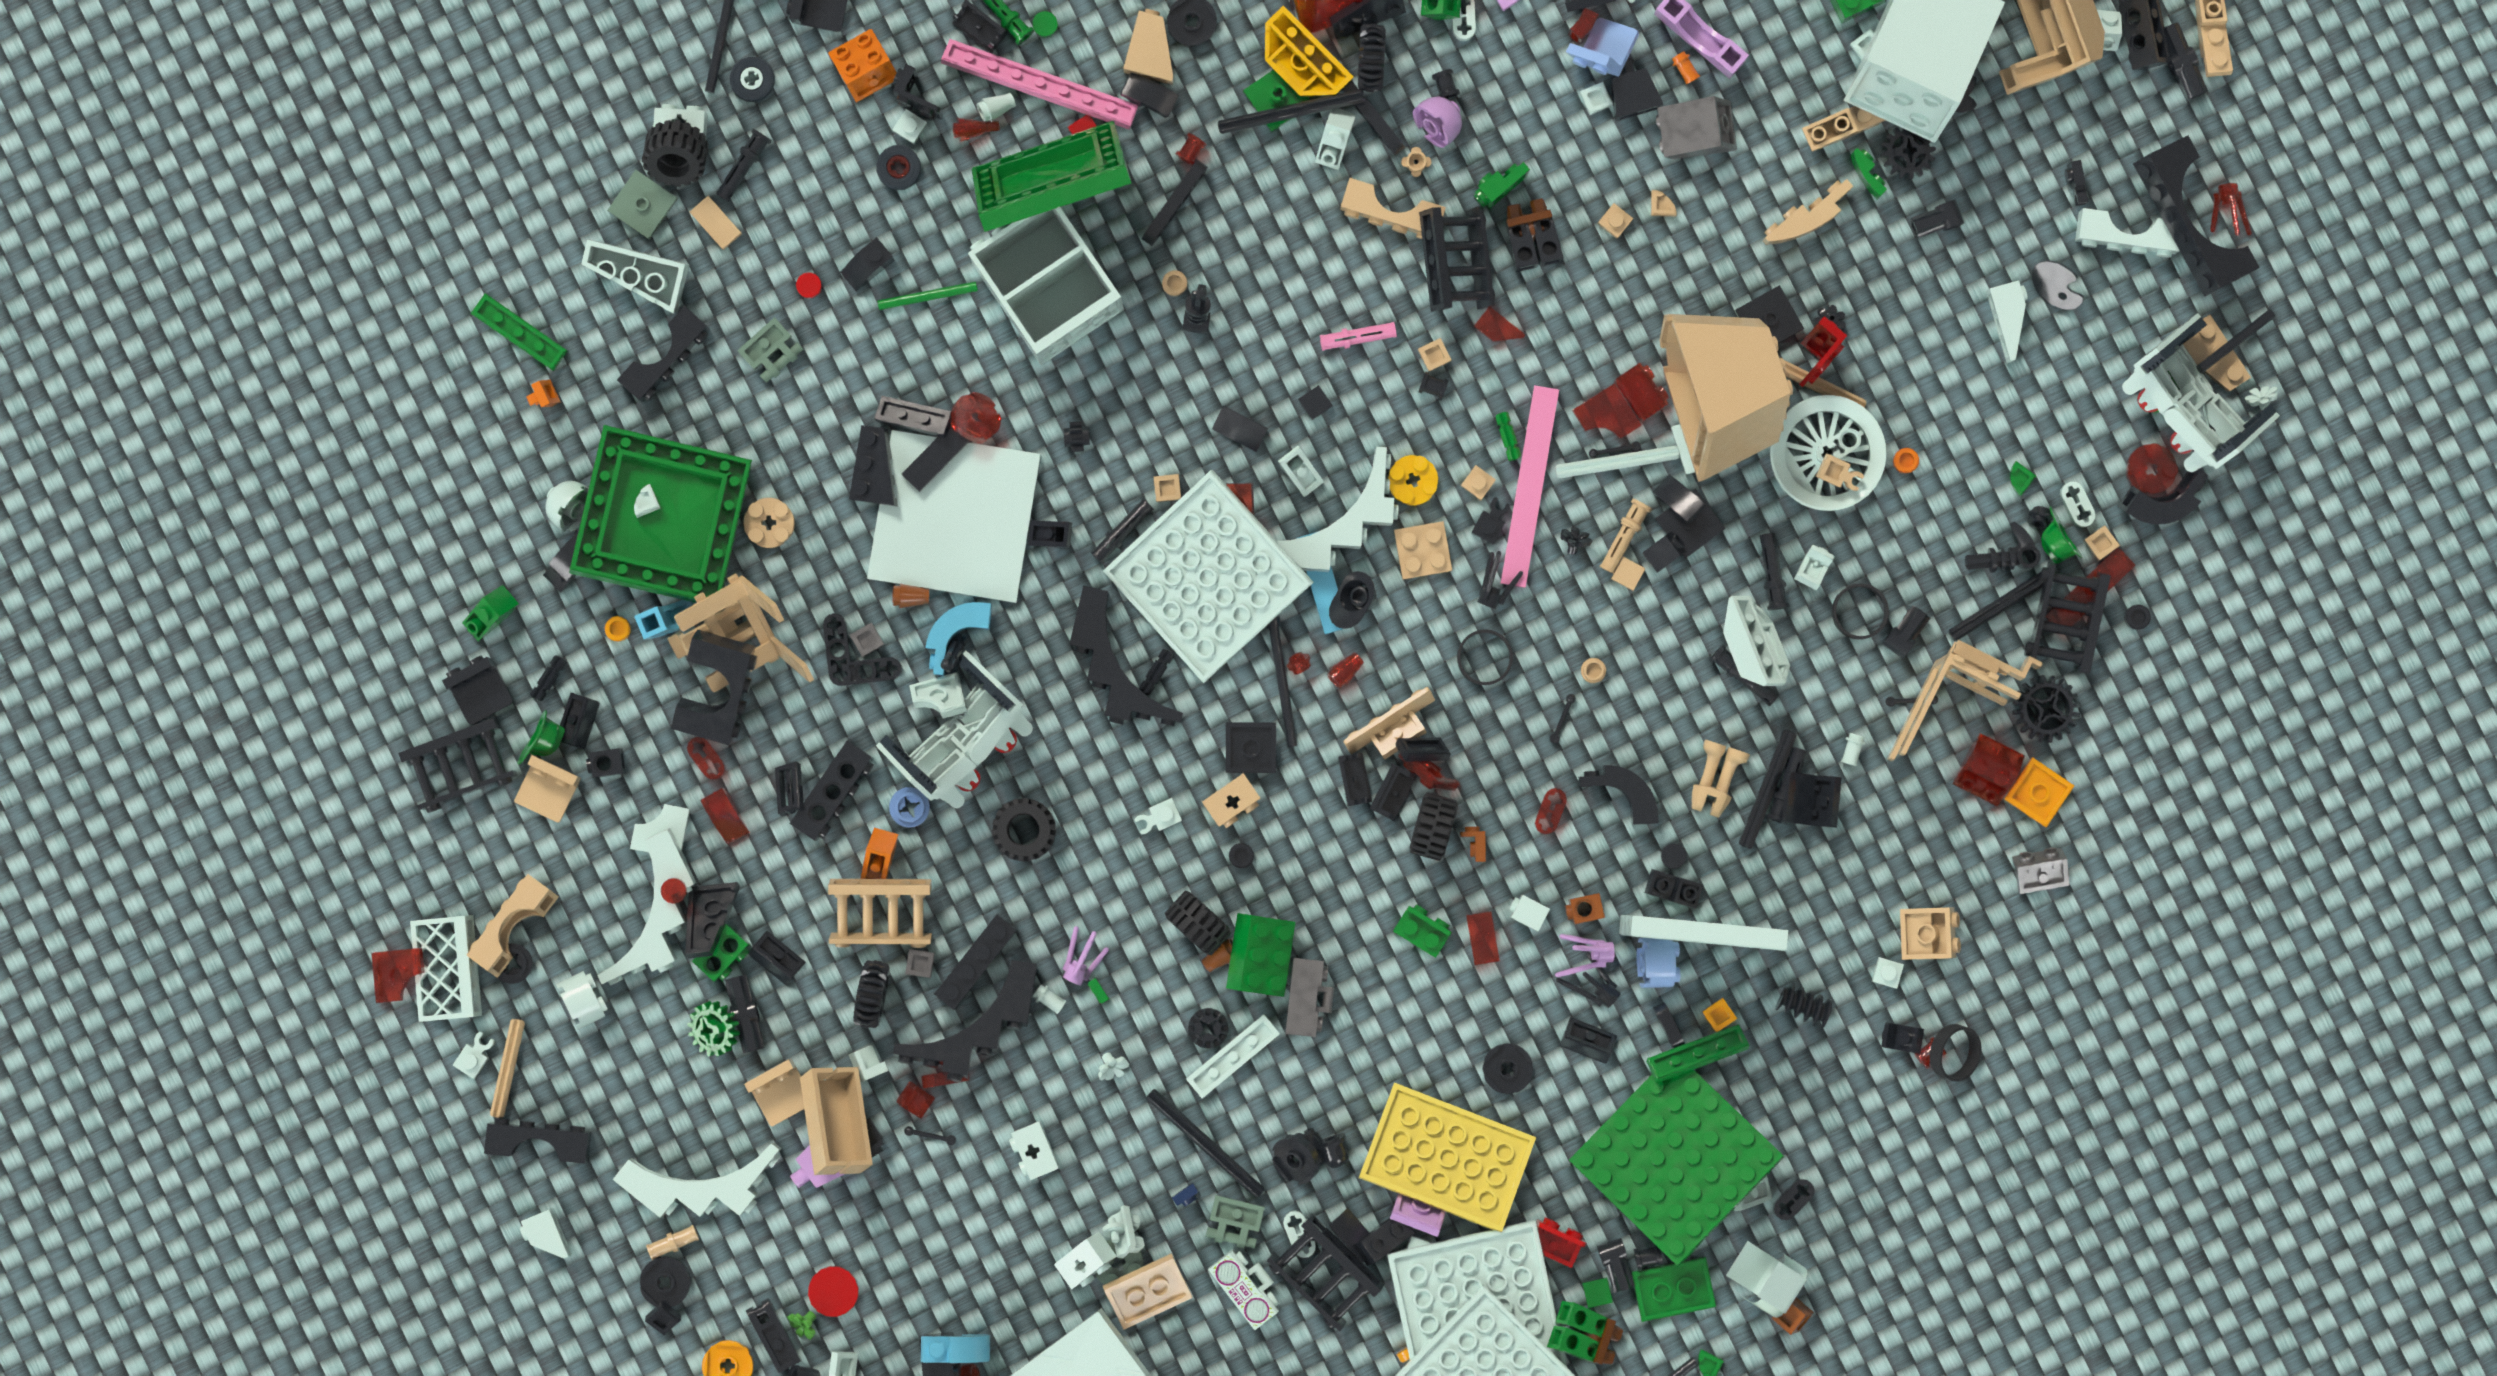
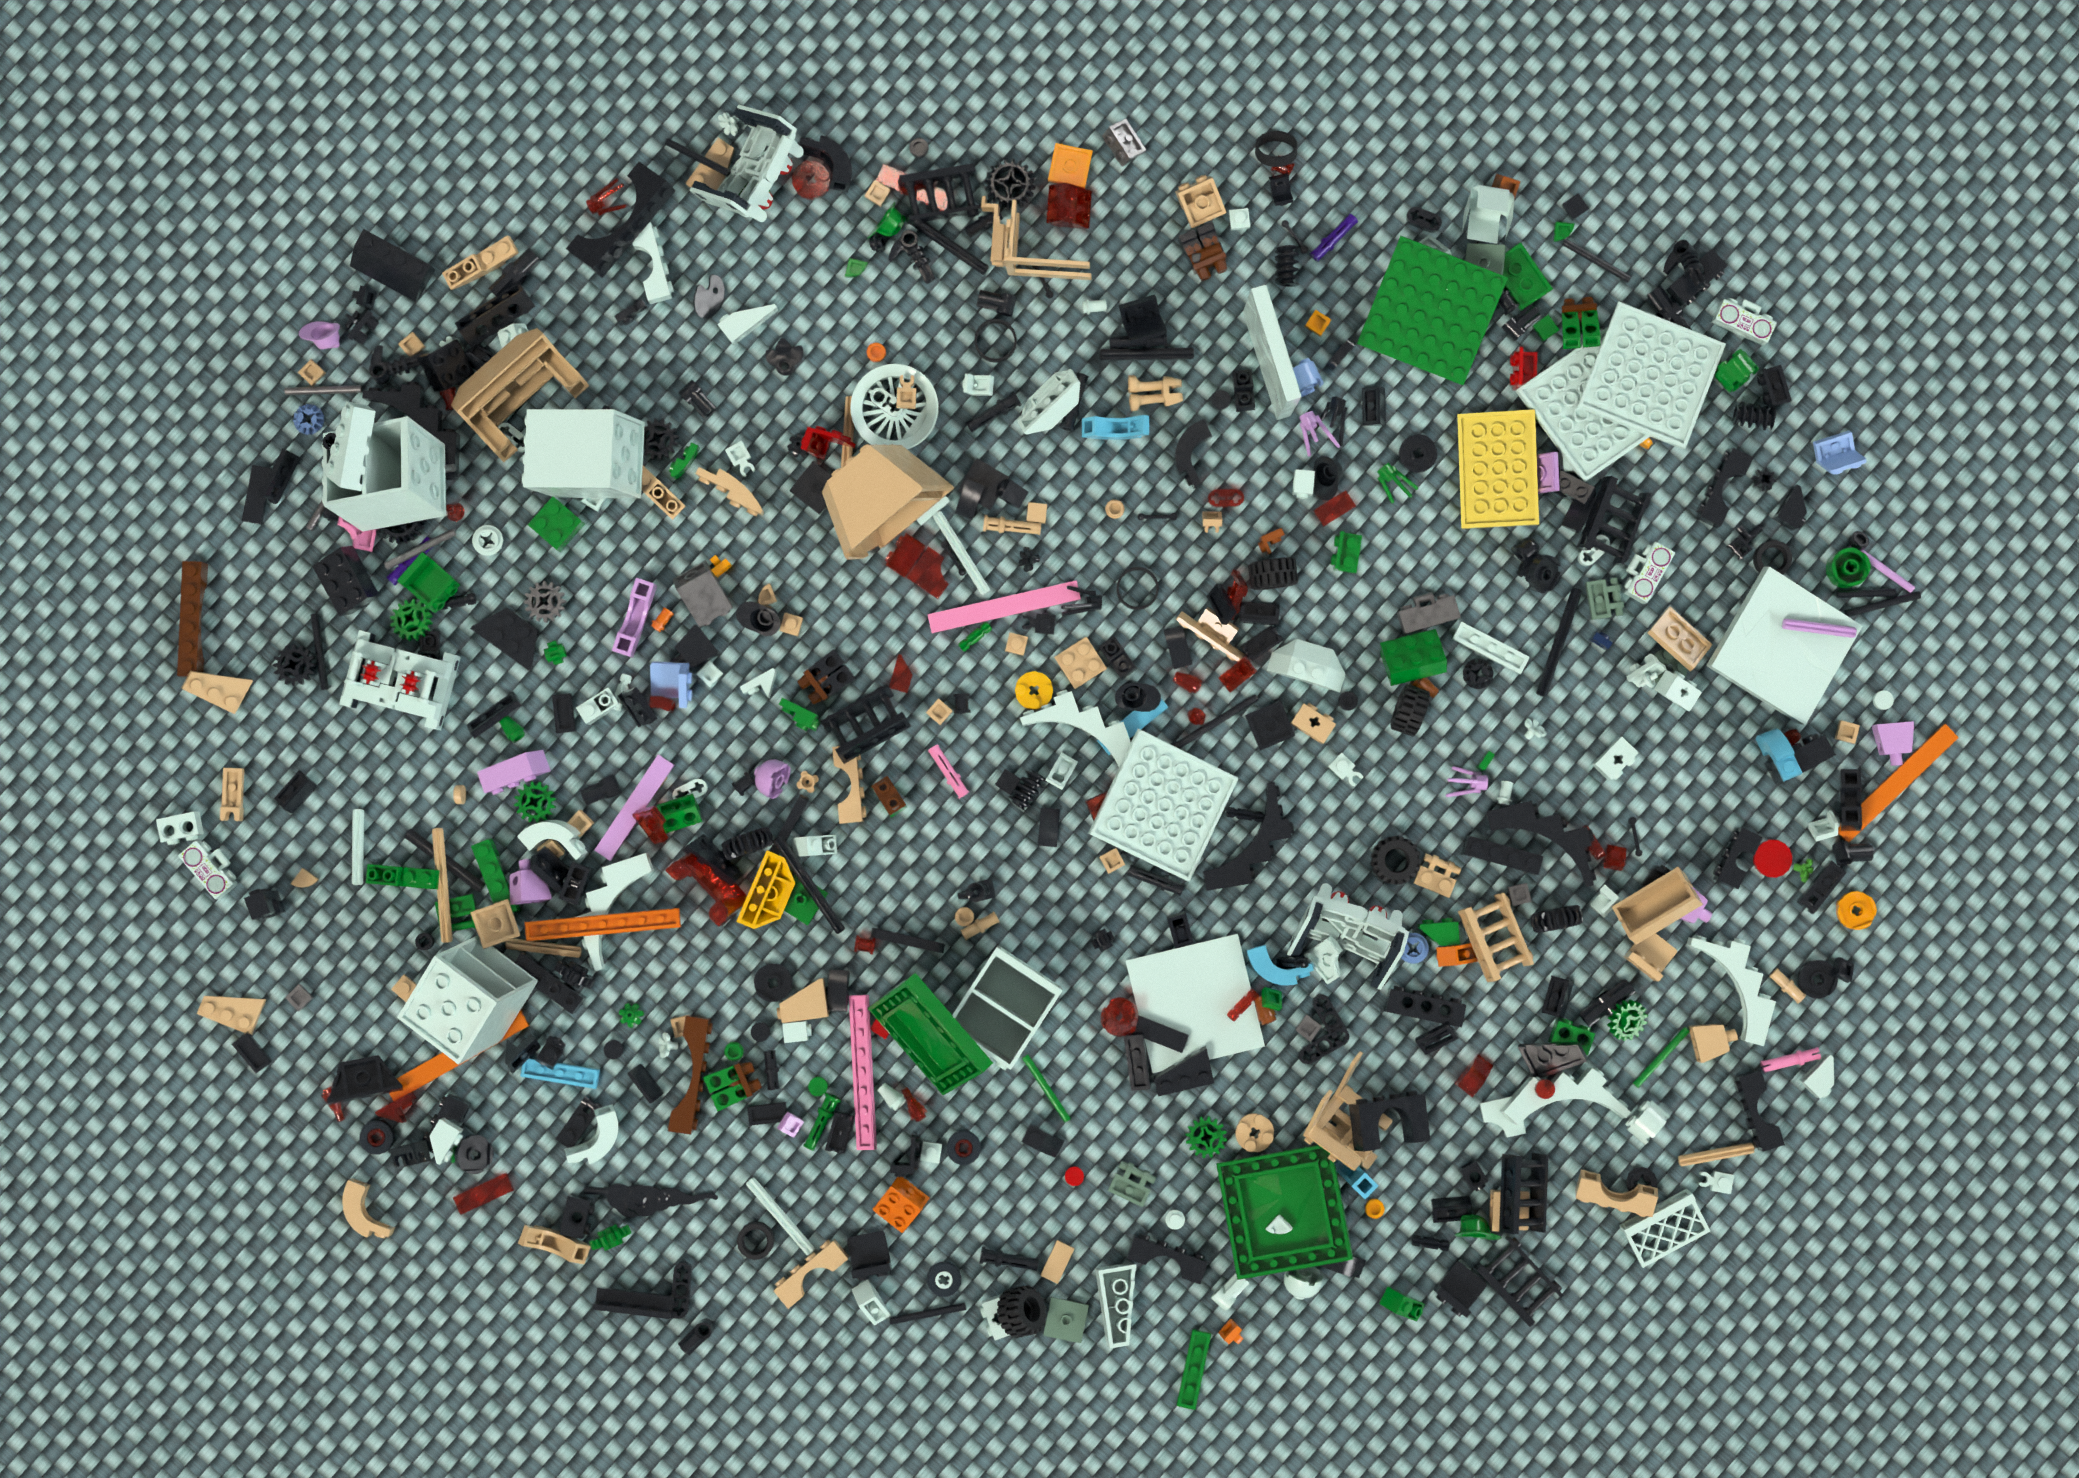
camera: 115 degrees left, 0 degrees up
(393, 971) = (1683, 1264): clear red tile -> none
(568, 796) = (1510, 1193): none -> black fence
(581, 1208) = (1790, 1060): none -> bright pink pin
(590, 407) = (1227, 1293): none -> light aqua piece
(646, 1120) = (1710, 1040): none -> tan torso
(651, 1052) = (1661, 1057): none -> green bar
(706, 384) = (1175, 1219): none -> light aqua plate
(711, 754) = (1442, 1109): clear red beam -> none
(787, 473) = (1214, 1135): none -> green gear
(869, 1261) = (1727, 871): none -> black arch
(913, 849) = (1443, 932): none -> green slope
(920, 610) = (1271, 998): none -> green tile
(927, 571) = (1242, 1005): none -> clear red axle
(979, 868) = (1435, 881): none -> tan plate
(1121, 25) = (796, 1031): none -> light aqua brick
(1155, 296) = (979, 926): none -> tan pin
(1296, 421) = (1027, 789): none -> black piece
(1305, 826) = (1308, 664): none -> light aqua wedge
(1329, 733) = (1237, 674): none -> clear red slope
(1356, 249) = (889, 796): none -> reddish brown hips
(1393, 676) = (1177, 647): none -> black slope
(1410, 598) = (1117, 657): none -> black slope
(1497, 1021) = (1389, 473): none -> green plant
(1525, 944) = (1326, 478): none -> black piece
(1531, 782) = (1211, 519): none -> tan tile
(1559, 160) = (765, 680): none -> light aqua slope
(1596, 908) = (1284, 436): dark orange brick -> none
(1639, 183) = (758, 618): none -> black piece
(1692, 710) = (1115, 428): none -> medium azure arch
(1697, 1053) = (1352, 326): green tile -> none
(1713, 1255) = (1487, 256): none -> sand green plate
(1721, 163) = (720, 566): none -> light orange tile
(1816, 1078) = (1327, 244): none -> dark purple pin
(1817, 1036) = (1304, 249): none -> black hinge
(1846, 241) = (739, 455): none -> light aqua plate
(1857, 915) = (1204, 257): none -> hips
(1949, 348) = (784, 354): none -> black plate
(2010, 652) = (981, 224): none -> black pin
(2071, 506) = (860, 223): light aqua beam -> none

